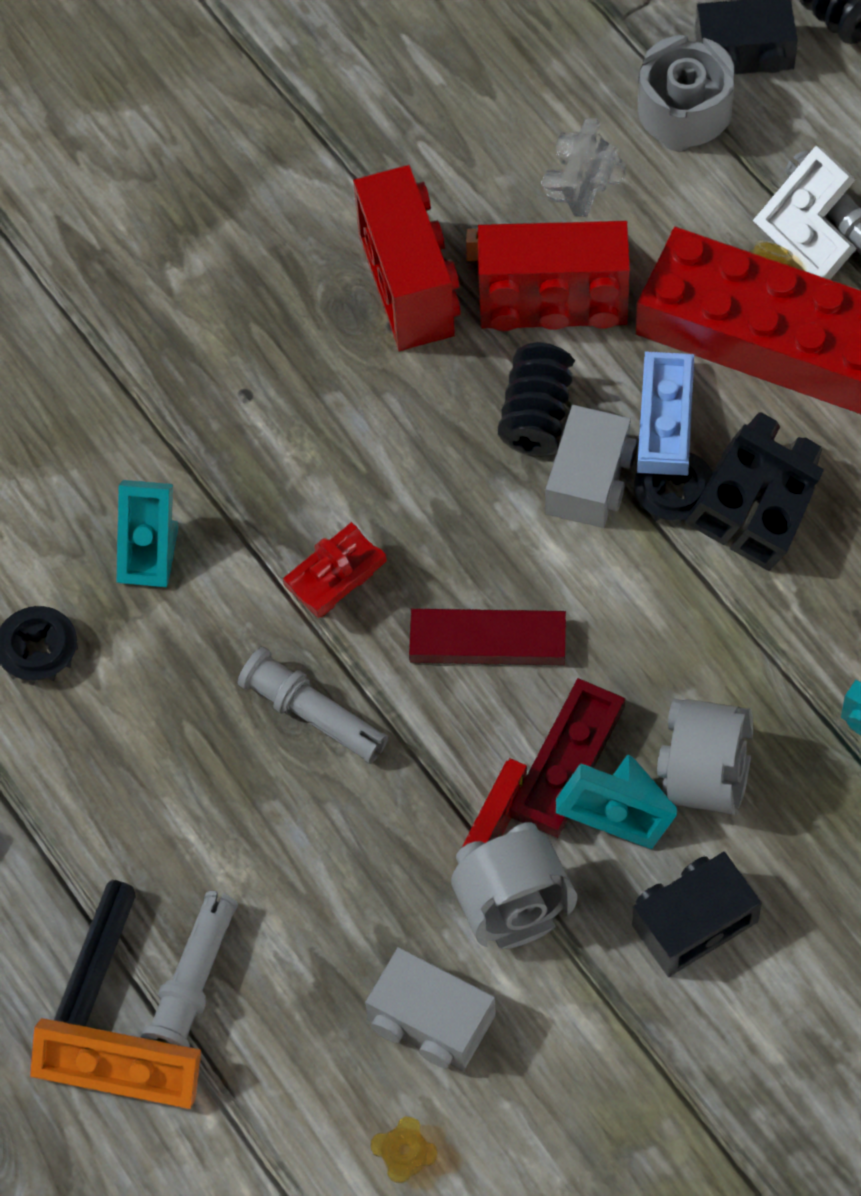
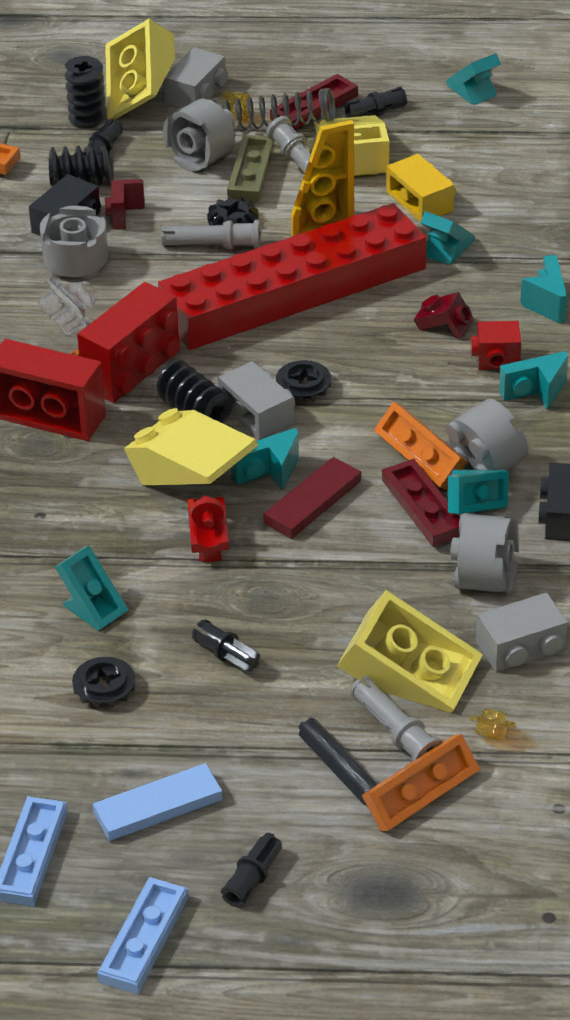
camera: 55 degrees left, 20 degrees down
(175, 722) = (226, 646): none -> black axle
(259, 1077) = (492, 724): none -> clear yellow plate
(293, 694) = (263, 587): light grey pin -> none
(298, 922) = (410, 655): none -> light yellow slope
(419, 467) = (186, 449): none -> light yellow slope
(495, 811) = (430, 546): red tile -> none
(511, 553) = (272, 456): none -> teal slope
(658, 681) = (420, 443): none -> orange plate
(666, 413) = (242, 349): light blue tile -> none
(762, 472) = (350, 346): black hips -> none
(798, 214) = (195, 241): white plate -> none
(810, 75) = (124, 196): none -> dark red bracket

